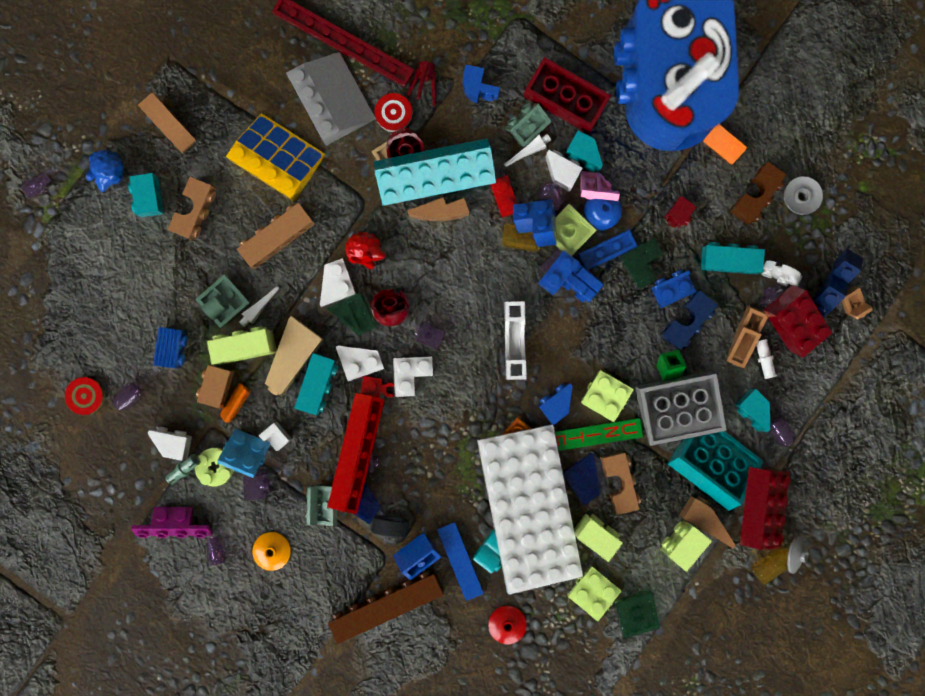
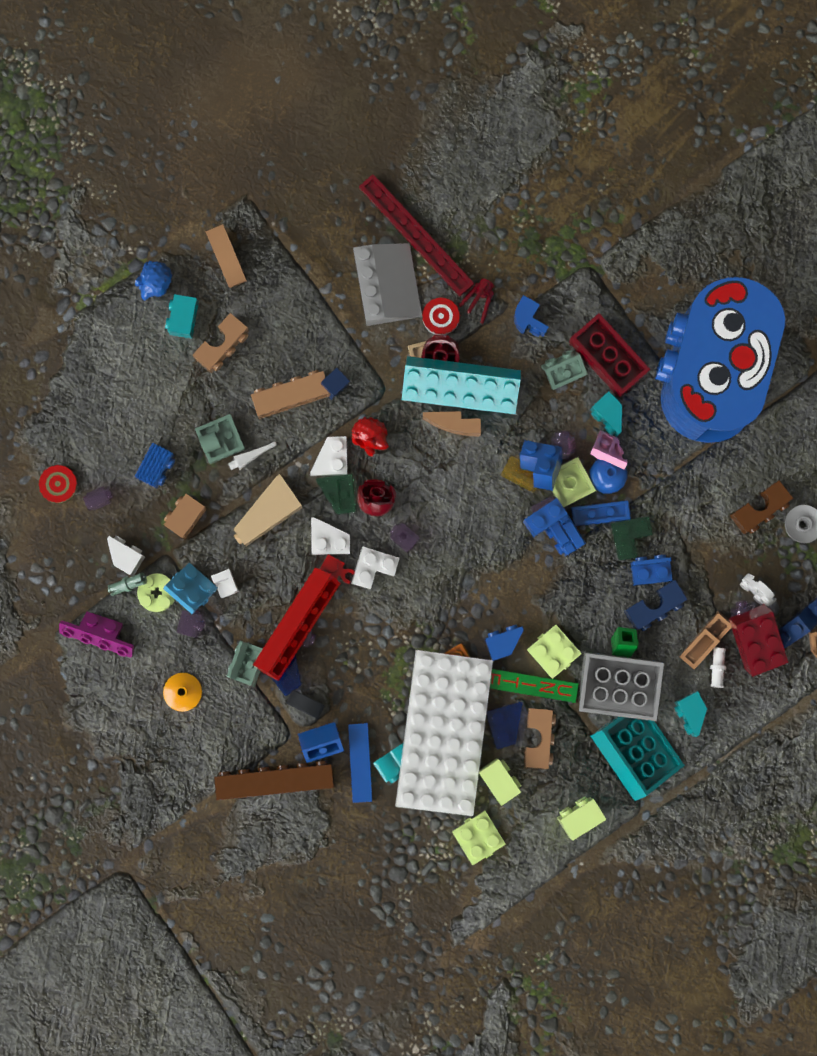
camera: 20 degrees right, 5 degrees down
(35, 185) = (82, 272): clear purple cone -> none
(215, 552) = (129, 675): clear purple cone -> none
(235, 403) = (197, 538): orange slope -> none
(241, 345) = (224, 486): yellowish green brick -> none
(276, 156) = (316, 321): slope -> none
(313, 210) = (335, 383): none -> dark blue panel
(316, 384) = (281, 547): teal brick -> none
(504, 196) = (519, 429): red plate -> none
(507, 615) = (387, 830): red dish -> none
(514, 340) = (483, 568): white arch -> none
(534, 146) = (564, 392): white piece -> none
(562, 170) = (582, 424): white slope -> none
(637, 614) = (513, 872): clear green plate -> none
(680, 213) = (680, 501): dark red brick -> none
(690, 81) = (720, 382): white axle -> none
(704, 517) = (608, 799): medium nougat slope -> none
(724, 144) = (745, 450): orange slope -> none
(732, 258) = (717, 561): teal brick -> none
(765, 508) = (669, 808): dark red brick -> none
(771, 566) = (661, 870): clear yellow panel -> none
(782, 432) = (710, 743): clear purple brick -> none
(796, 554) = (685, 864): light grey dish -> none

